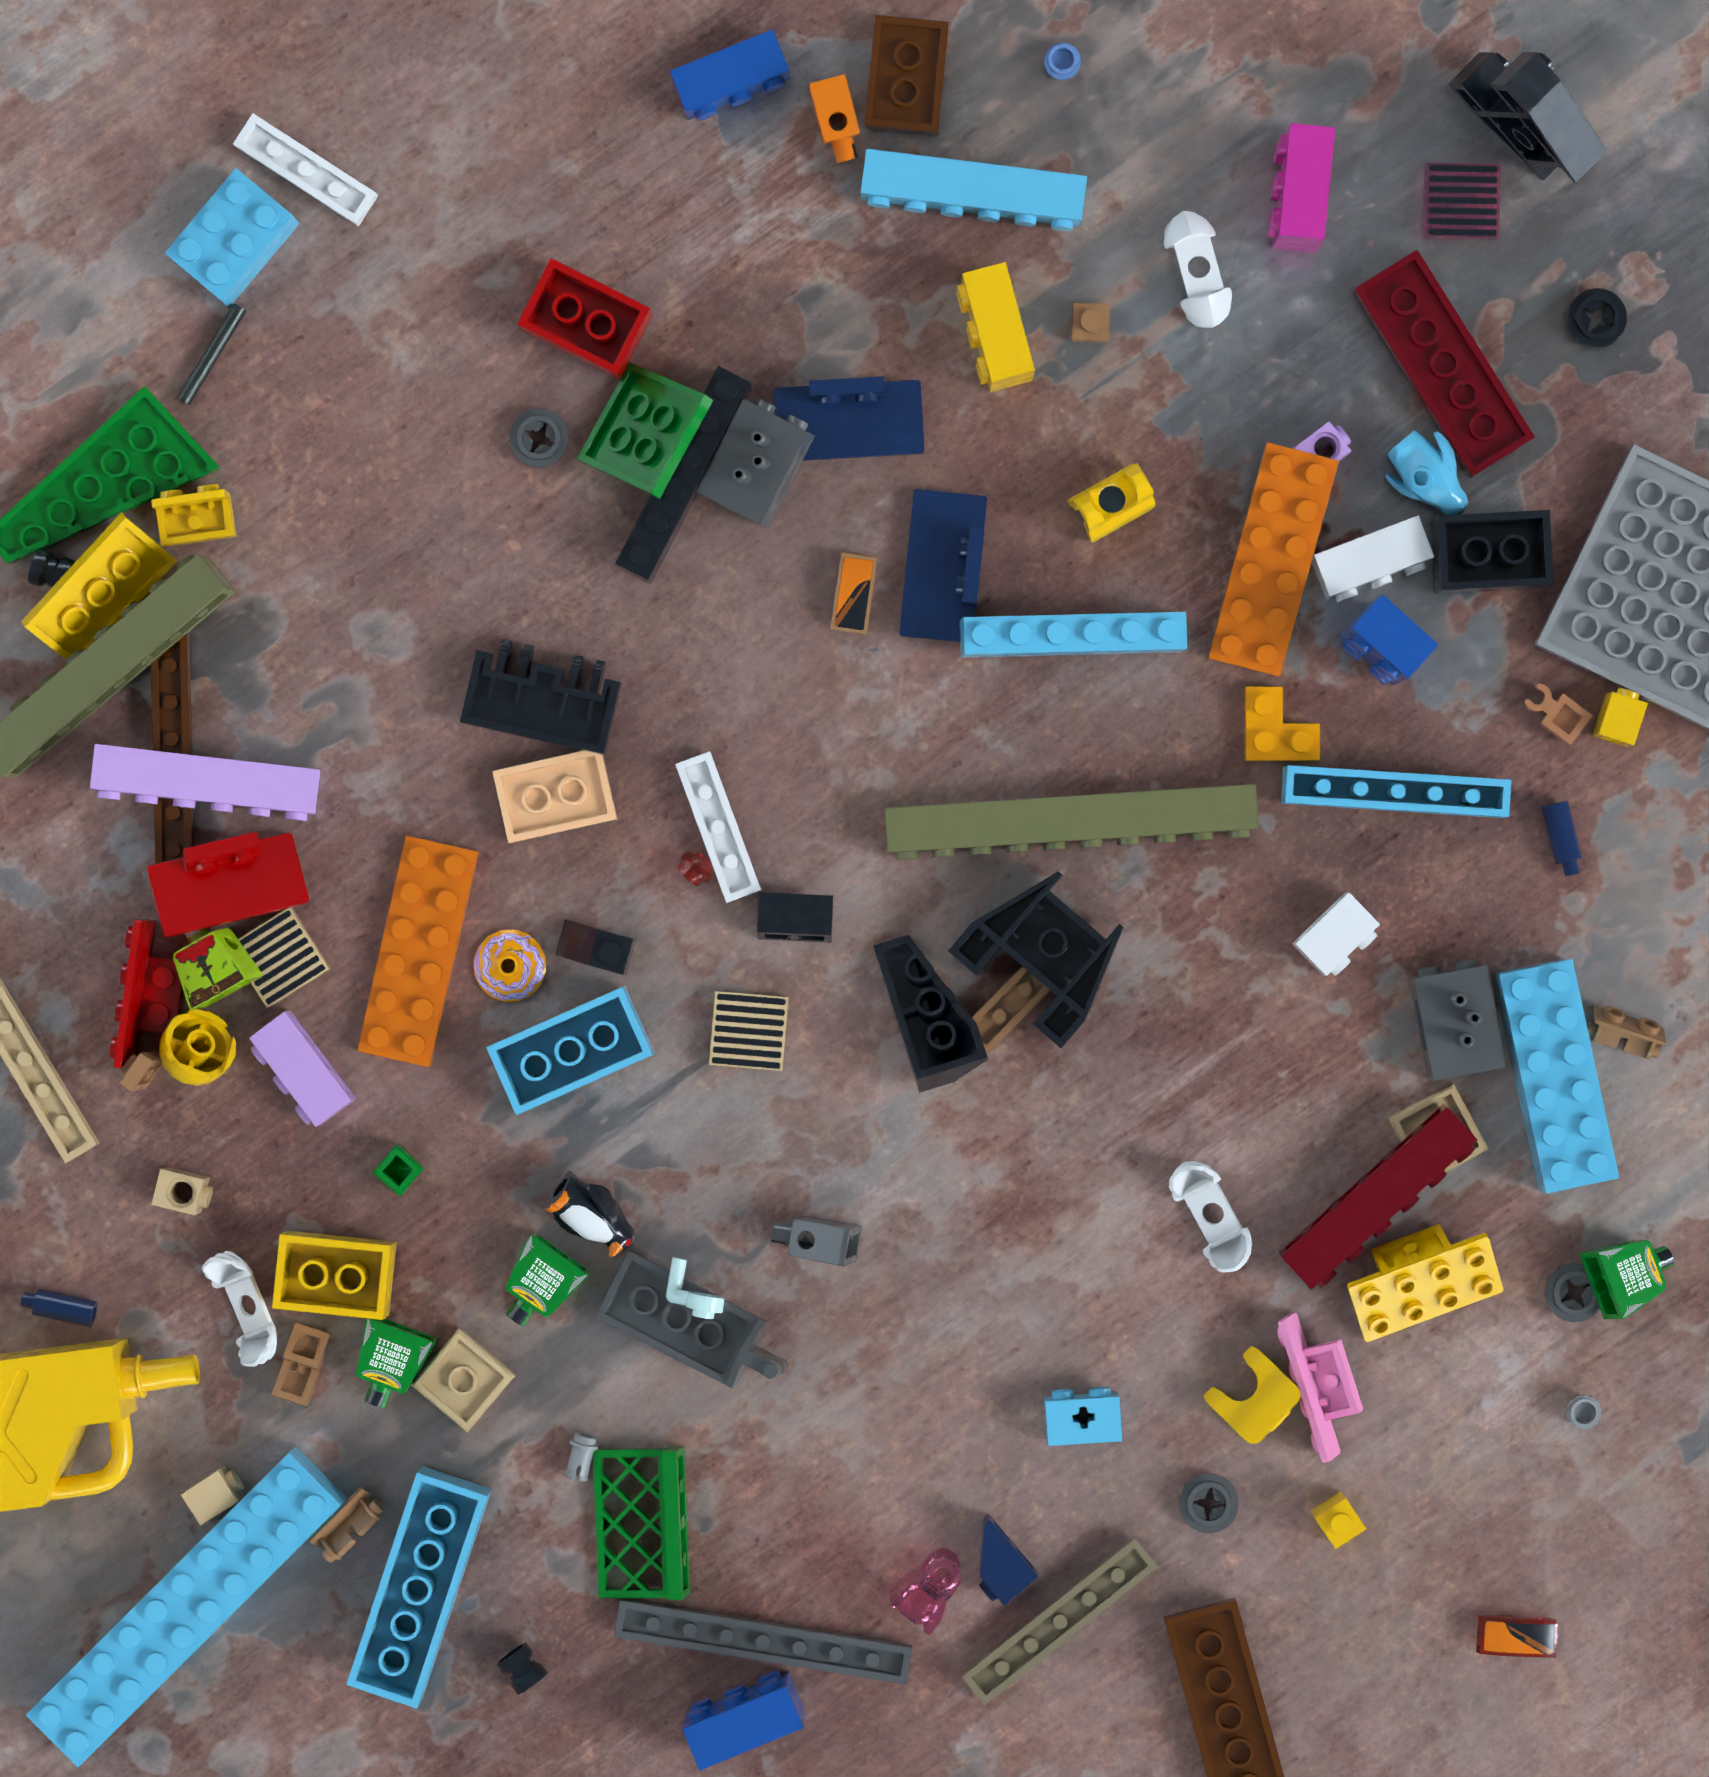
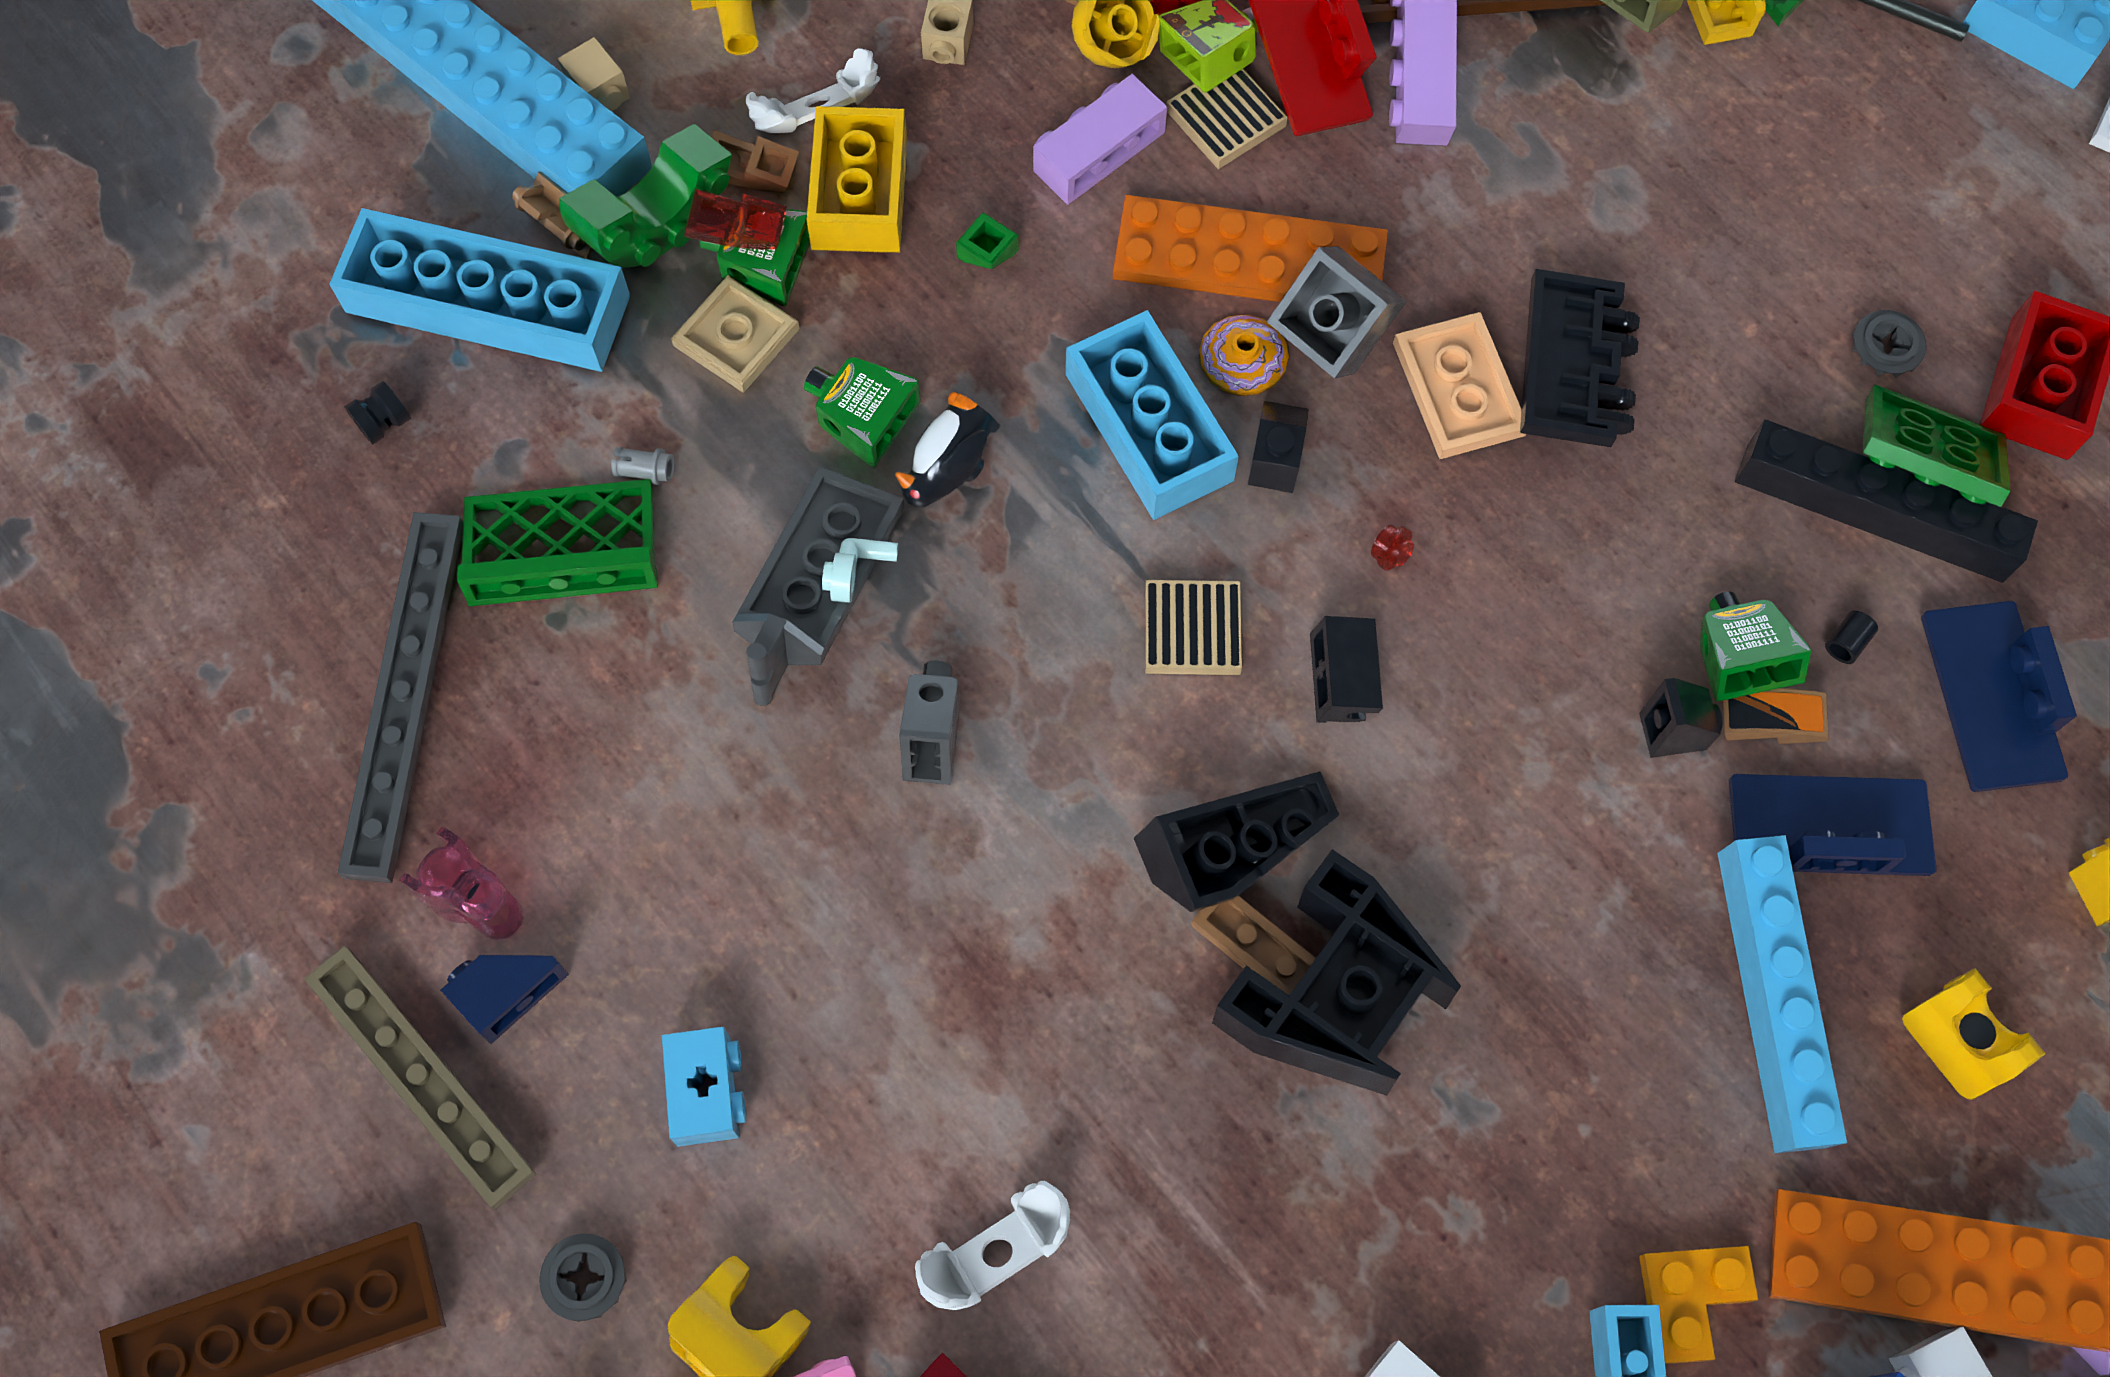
camera: 85 degrees right, 20 degrees down
(353, 1445) = (655, 212): none -> green brick
(376, 1378) = (741, 224): none -> clear red slope
(493, 892) = (1336, 311): none -> dark grey brick
(718, 827) = (1448, 571): white plate -> none
(743, 1719) = (298, 665): blue brick -> none
(756, 461) = (1923, 580): dark grey piece -> none
(794, 521) = (1851, 637): none -> black hinge
(802, 607) = (1750, 648): none -> green torso
(857, 666) = (1680, 719): none -> black slope
(1071, 819) = (1527, 1022): olive brick -> none

